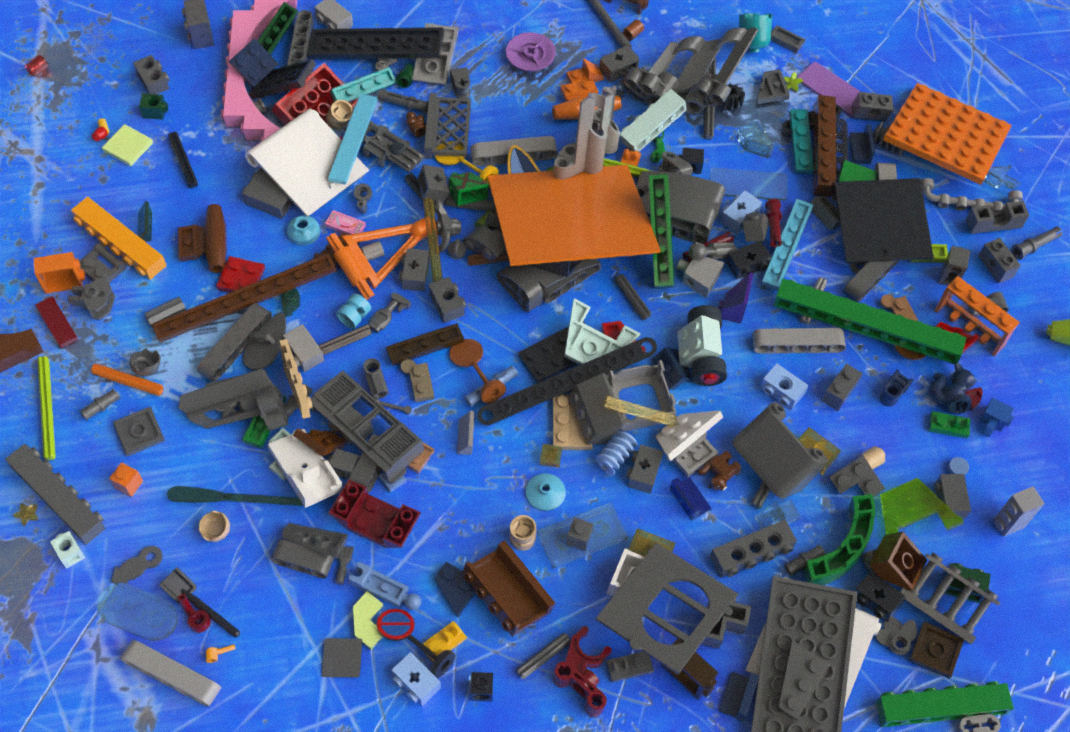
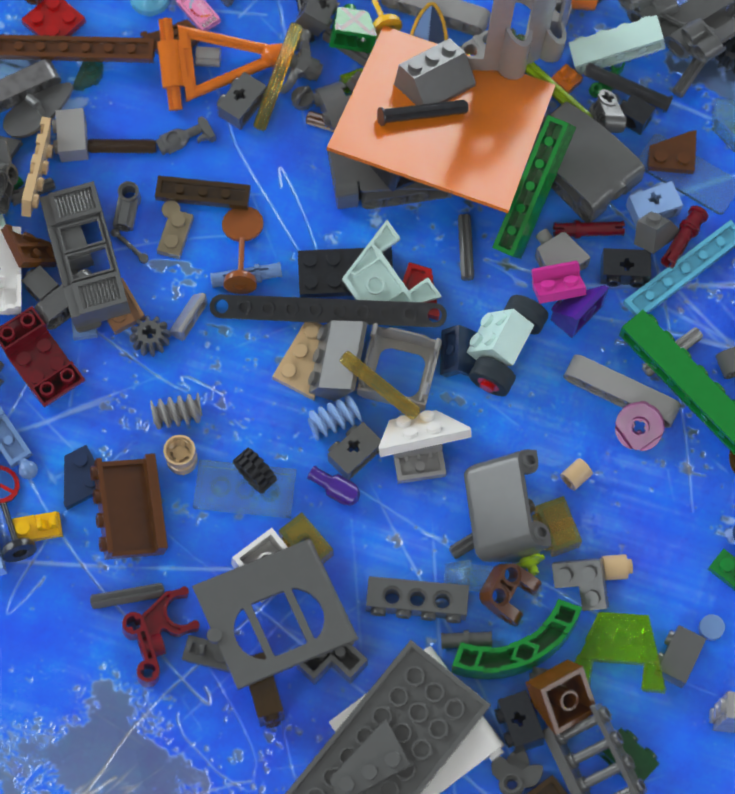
camera: 30 degrees right, 10 degrees up
(354, 309) = (147, 117): medium azure wheel -> none
(447, 460) = (158, 331): none -> dark grey gear
(450, 308) = (252, 164): dark grey brick -> none
(481, 686) = (44, 594): black brick -> none
(500, 502) = (176, 411): none -> light grey piece
(542, 499) = (241, 431): medium azure dish -> none
(549, 189) = (435, 74): none -> dark grey slope
(551, 455) = (263, 385): clear yellow plate -> none
(553, 216) = (421, 111): none -> black axle
(579, 534) = (237, 487): dark grey brick -> none
(588, 512) = (254, 470): none -> black tyre
(647, 500) = (335, 486): none -> dark purple arm
(675, 145) = (628, 86): none -> black axle
(689, 497) = (386, 507): clear blue panel -> none
(714, 250) = (587, 237): dark grey piece -> none
(715, 287) = (557, 282): none -> dark pink bracket
(724, 472) = (439, 496): reddish brown animal -> none
(733, 174) = (674, 154): none -> reddish brown wing
(738, 695) = (303, 744): dark blue panel -> none
(779, 377) = (568, 422): light blue brick -> none
(805, 410) = (576, 474): none -> tan piece
(807, 511) = (505, 589): none -> reddish brown piece
(815, 485) = (531, 563): none -> lime plant
(823, 346) = (641, 412): none -> plate
(842, 387) = (635, 469): dark grey brick -> none
(897, 387) = (702, 499): dark blue piece -> none

